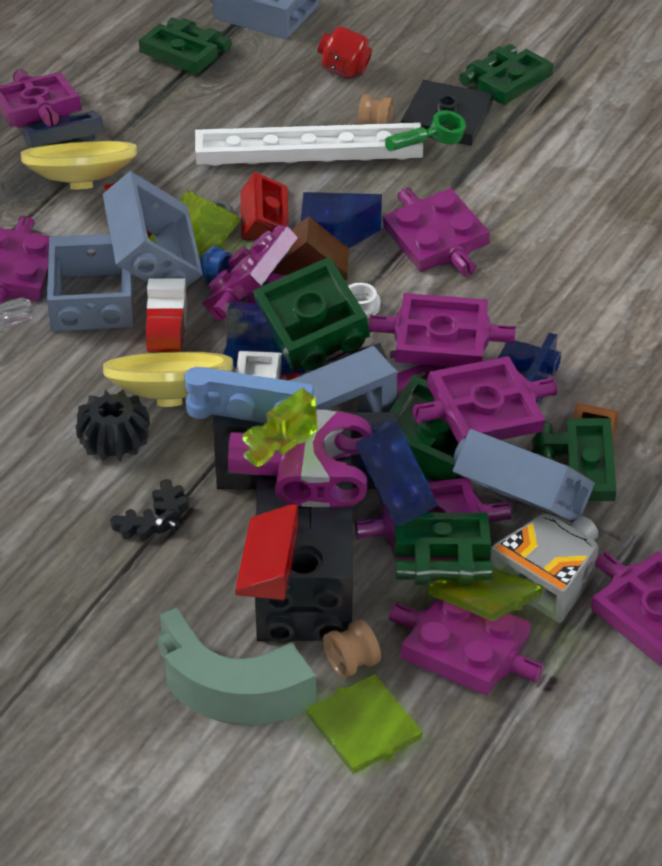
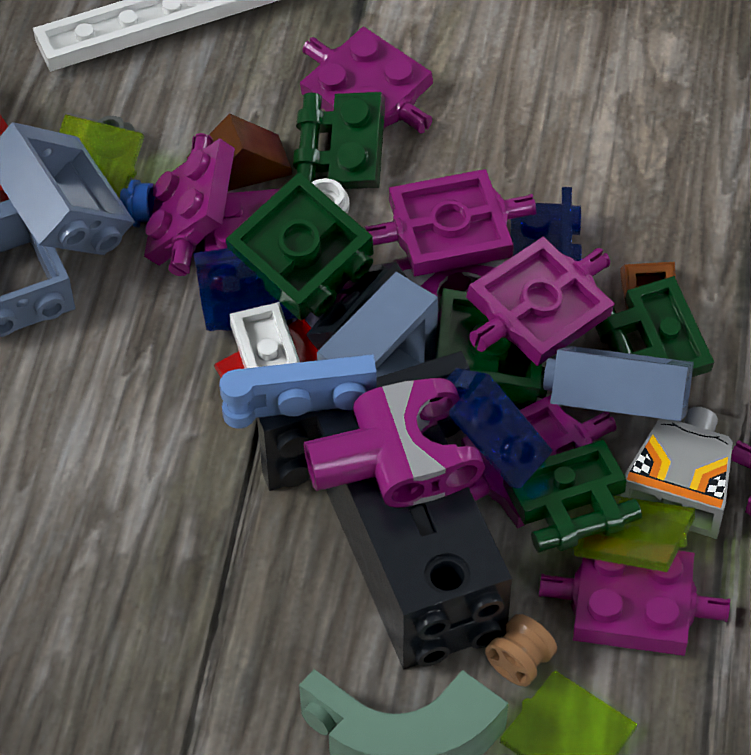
camera: 20 degrees left, 10 degrees up
(112, 425) = (119, 450): black gear -> none
(161, 373) = (157, 363): light yellow dish -> none
(166, 315) = (113, 287): leg -> none
(167, 504) = (225, 532): black animal -> none
(262, 206) = (156, 109): red slope -> none
(268, 554) = (411, 581): red slope -> none
(286, 426) = (380, 419): clear neon green plate -> none
(345, 215) = (257, 95): clear blue slope -> none
(404, 260) = (355, 139): none -> dark green plate

